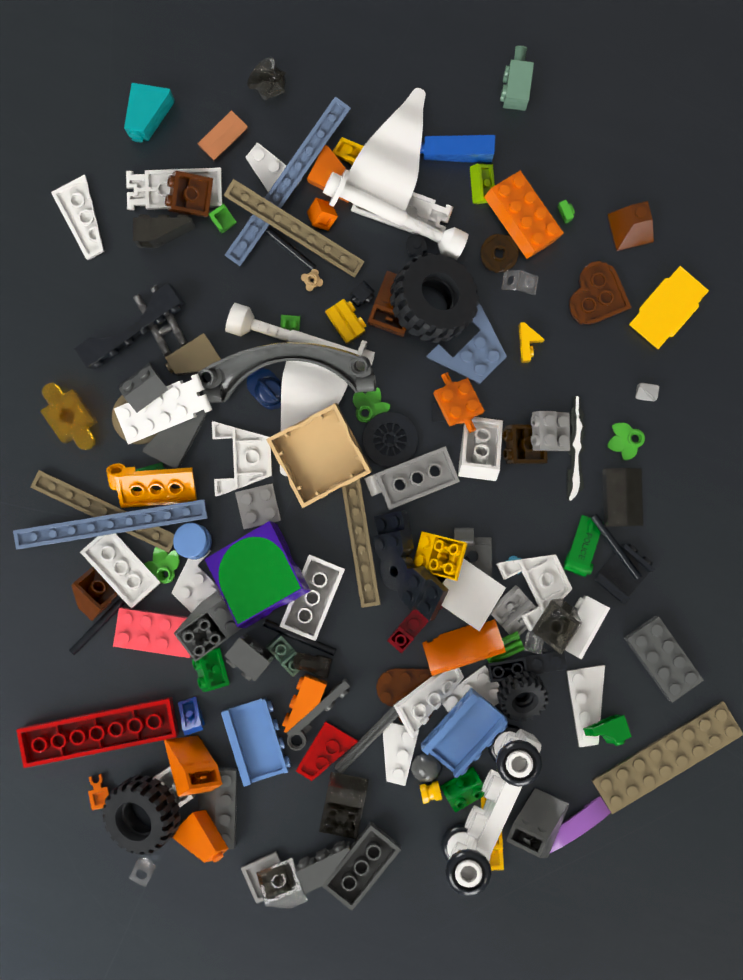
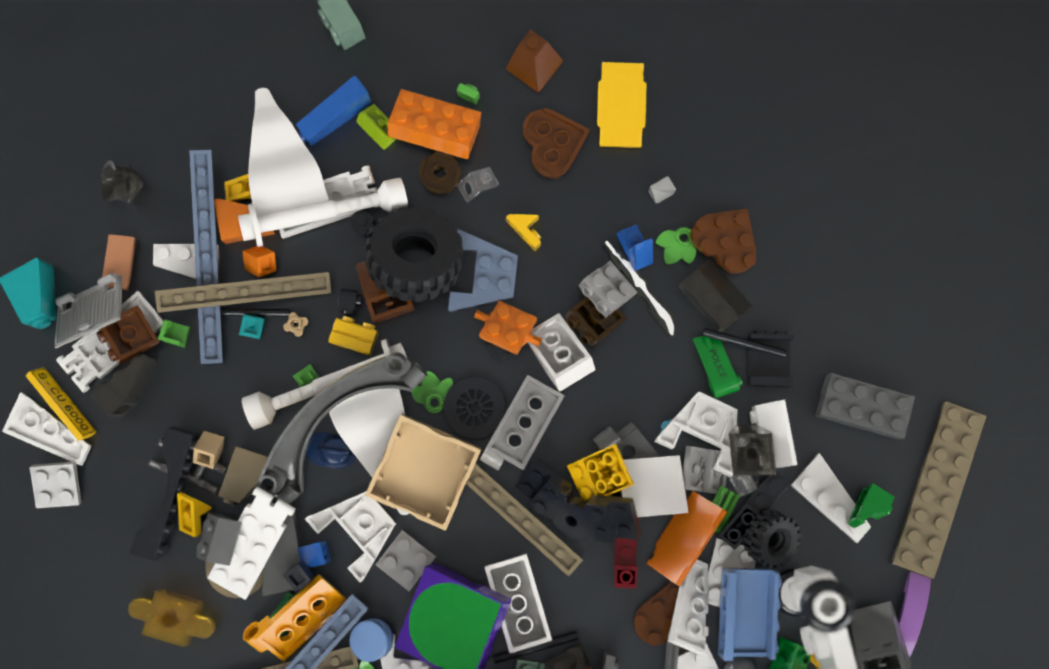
camera: 40 degrees left, 5 degrees down
(59, 259) = (55, 484): none -> plate
(106, 206) = (61, 403): none -> yellow tile
(136, 354) = (190, 514): none -> yellow slope
(176, 155) = (89, 310): none -> light grey window
(177, 457) = (298, 576): none -> black plate
(183, 320) = (208, 449): none -> tan brick
(198, 451) = (314, 554): none -> blue slope
(280, 256) = (251, 326): none -> teal tile
(594, 419) = (636, 248): none -> blue slope
(664, 464) = (727, 239): none -> reddish brown plate

